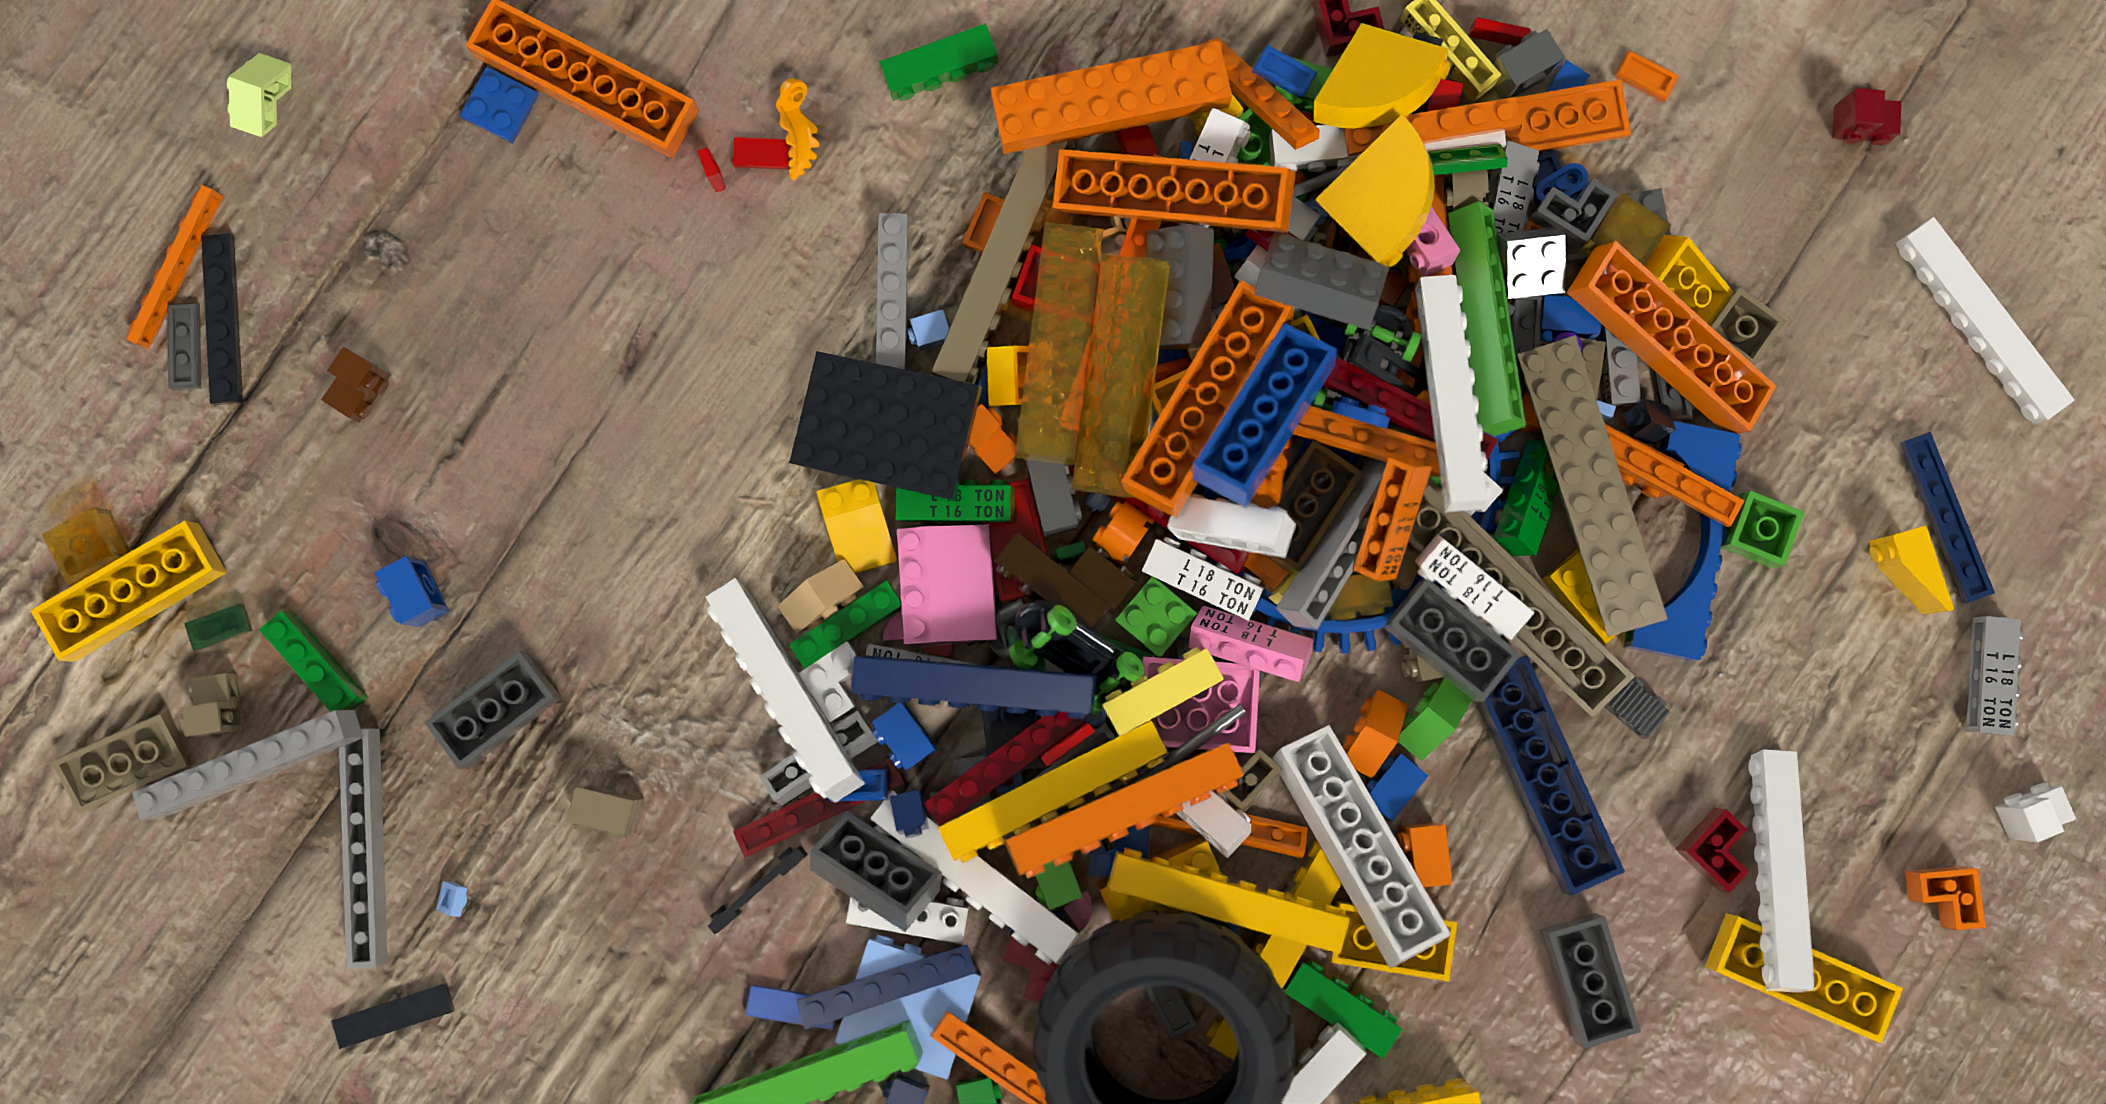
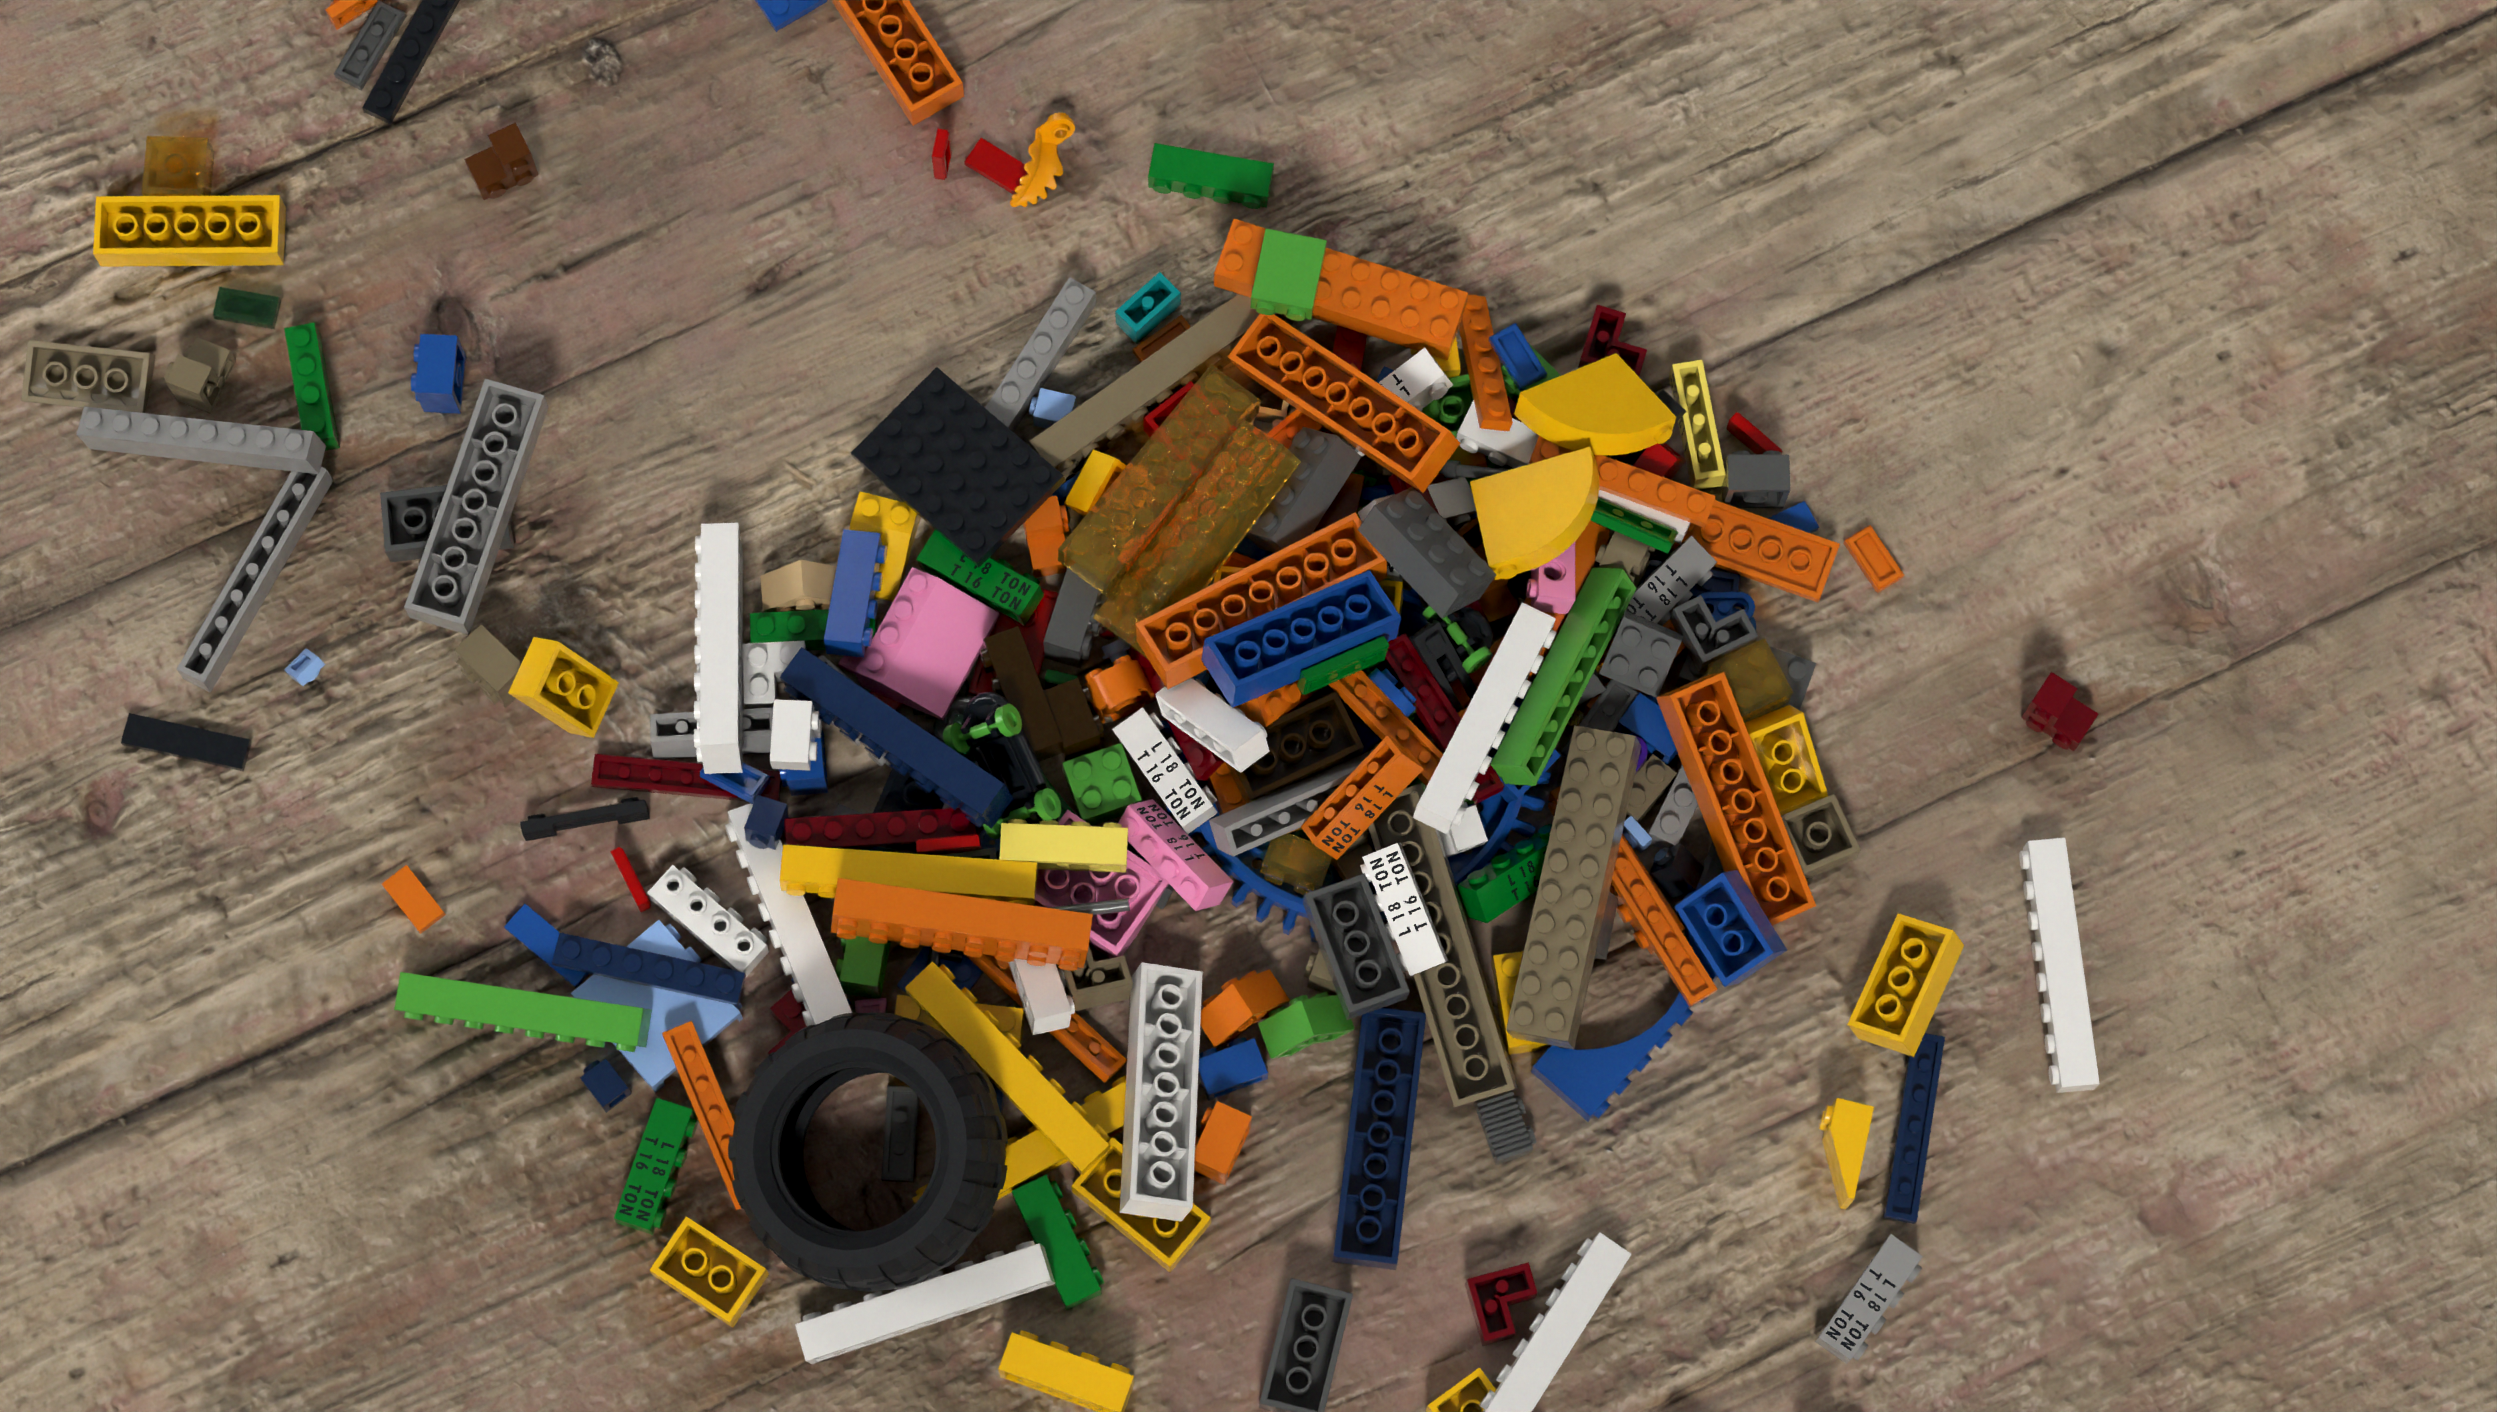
camera: 30 degrees right, 10 degrees down
(511, 691) = (476, 506): none -> light grey brick
(658, 1034) = (413, 899): none -> orange tile
(674, 797) = (563, 687): none -> yellow brick
(824, 916) = (631, 879): none -> red tile
(865, 581) = (854, 593): none -> blue brick
(875, 871) = (703, 858): dark grey brick -> none
(893, 736) = (794, 734): none -> white brick
(956, 201) = (1148, 307): none -> teal brick
(1068, 110) = (1288, 275): none -> bright green brick
(1310, 416) = (1343, 665): none -> green tile
(1731, 446) = (1730, 928): none -> blue brick
(1763, 530) = (1723, 1032): bright green brick -> none
(1881, 408) = (1905, 984): none -> yellow brick

